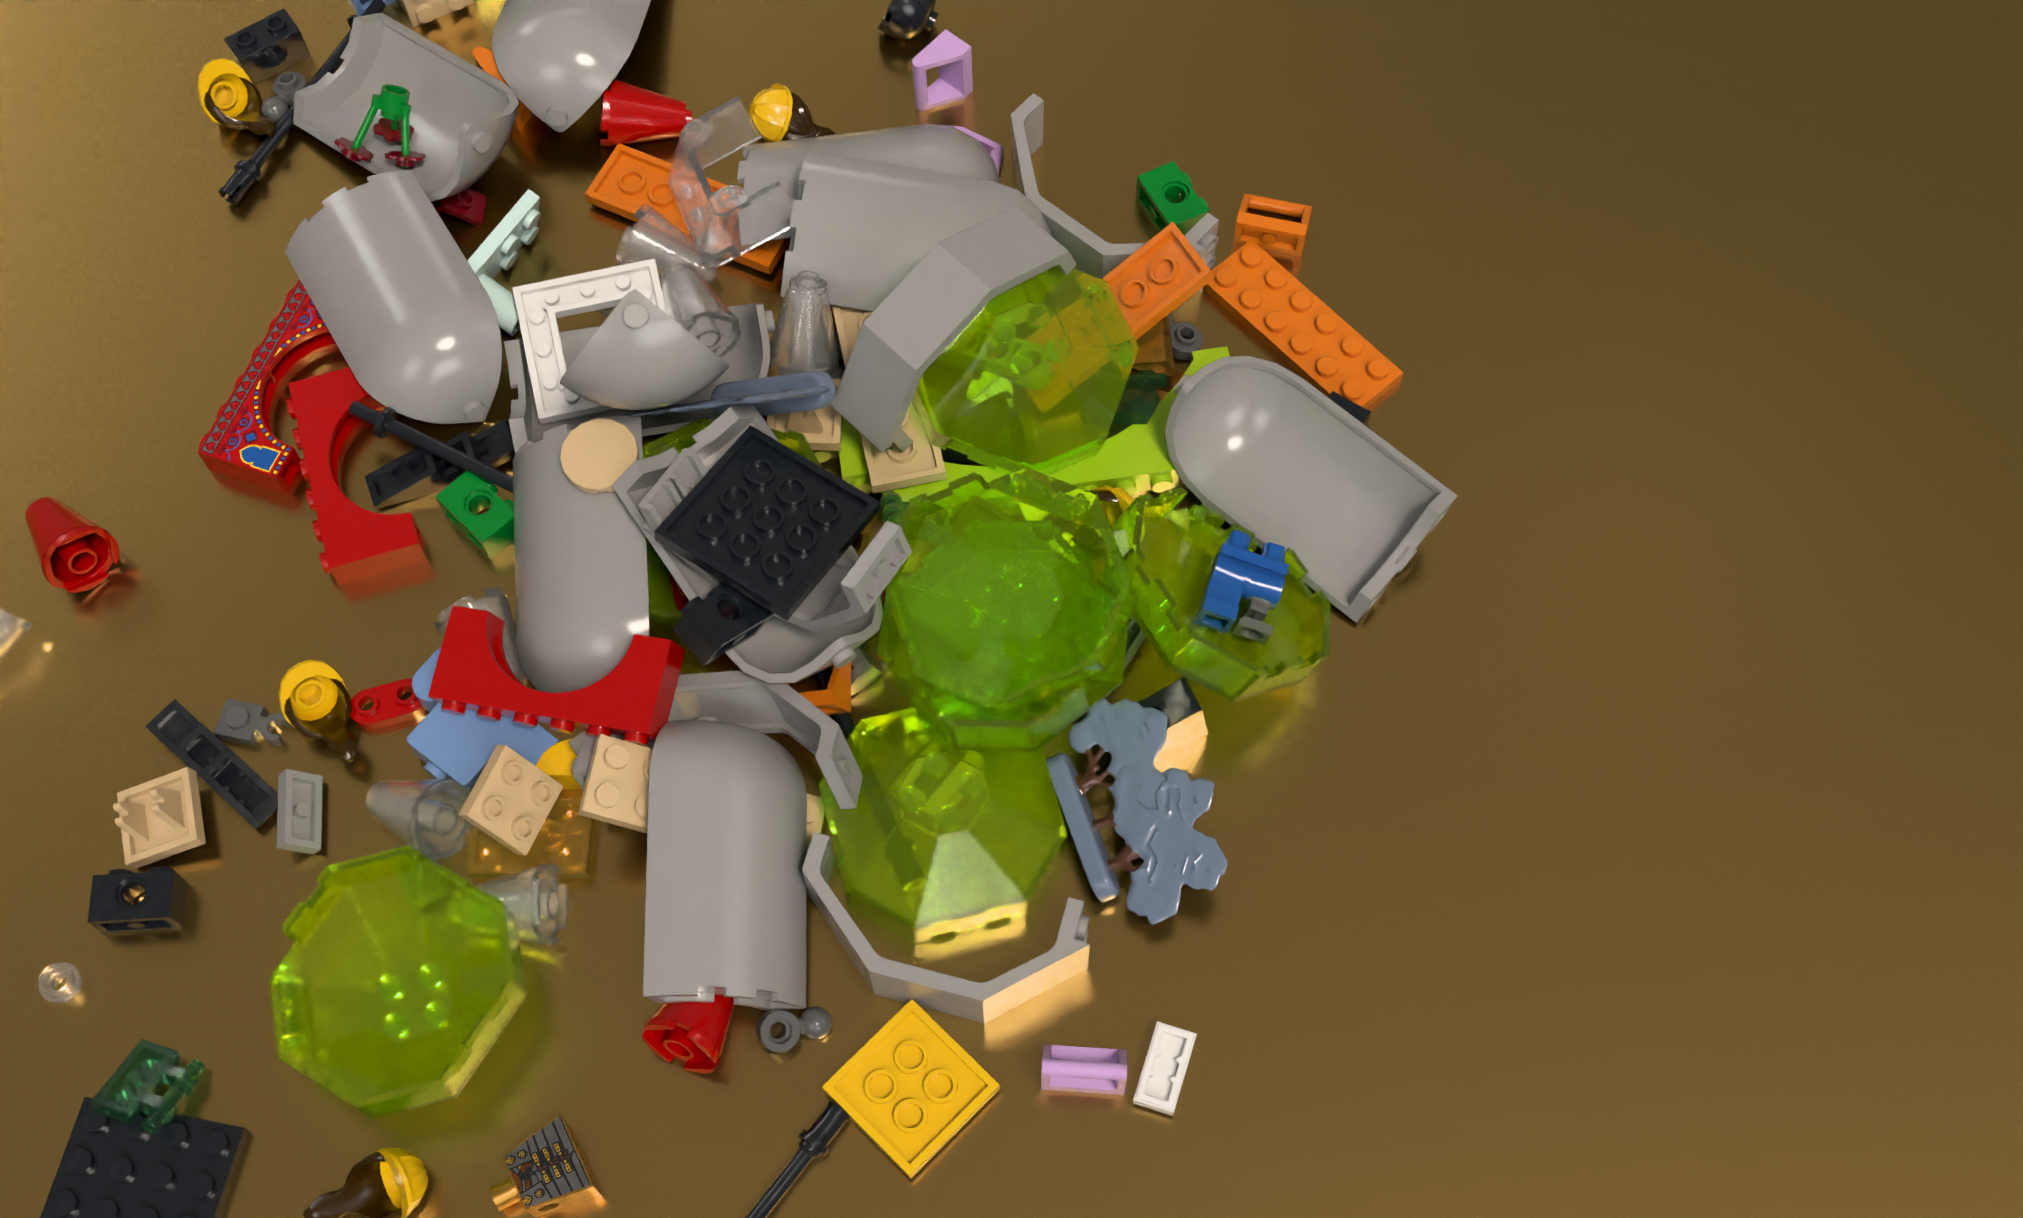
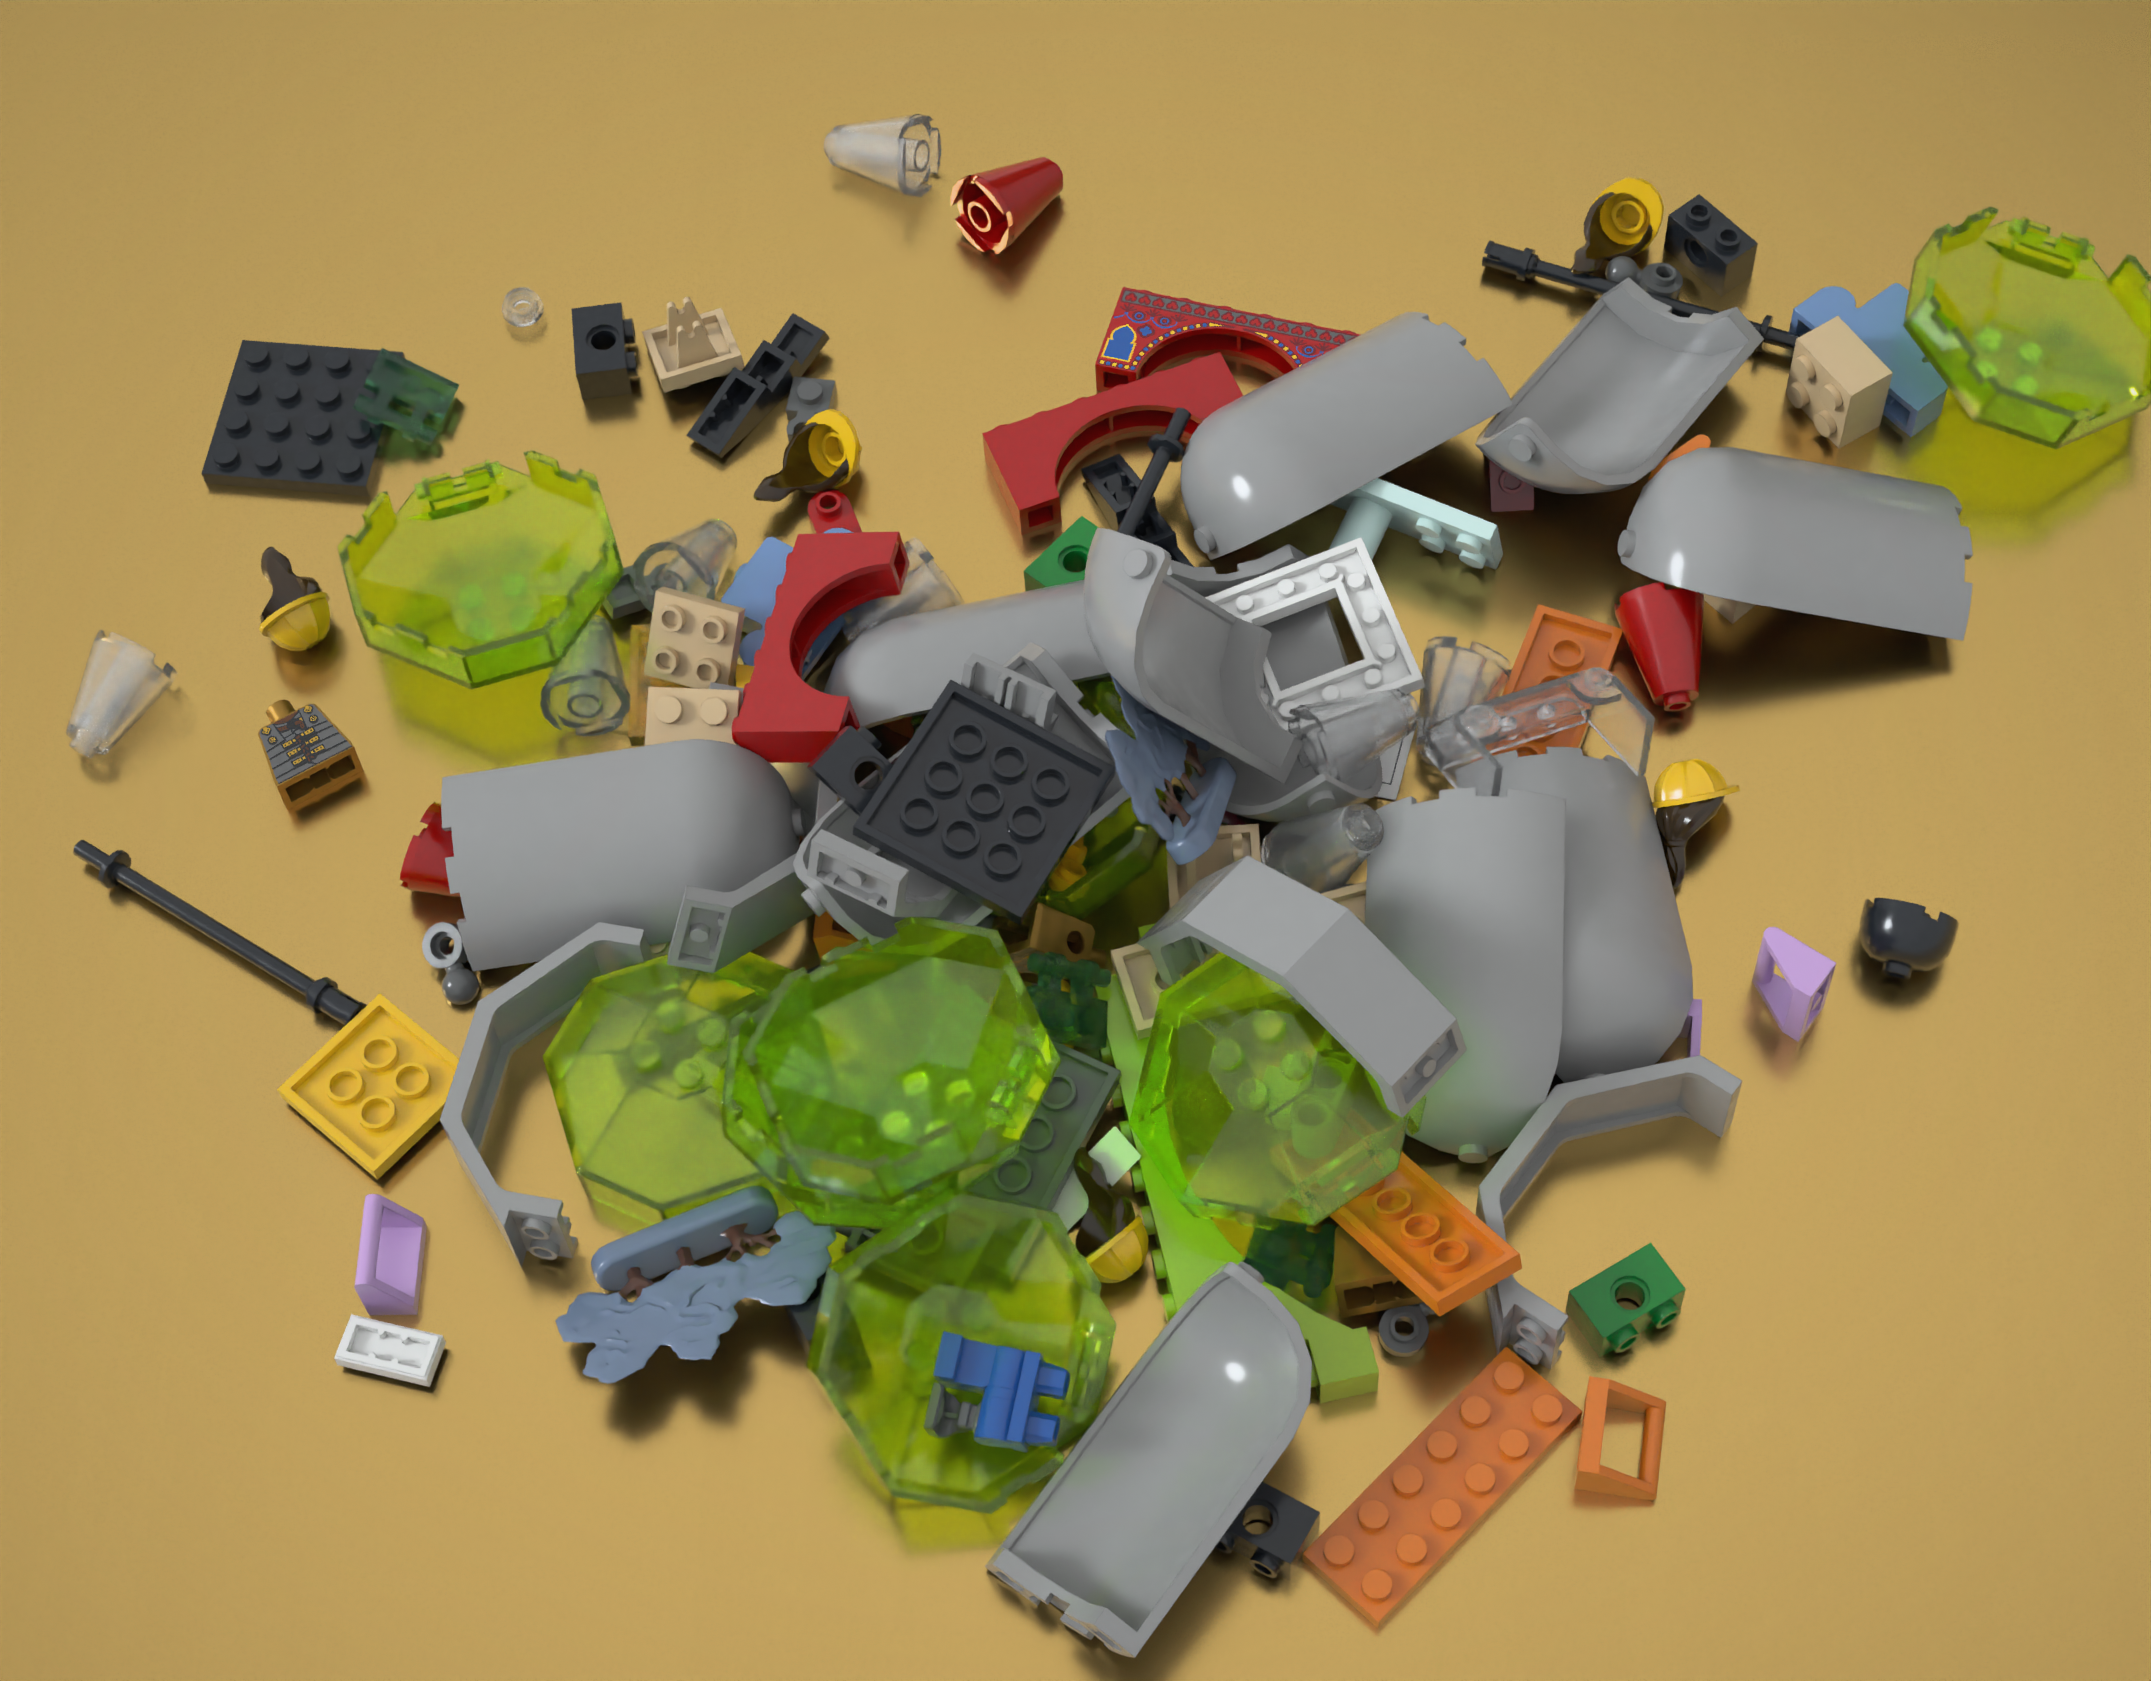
camera: 90 degrees right, 5 degrees down
(299, 811) = (702, 467): light grey plate -> none
(393, 127) = (1596, 378): plant -> none
(598, 454) = (1062, 630): tan tile -> none

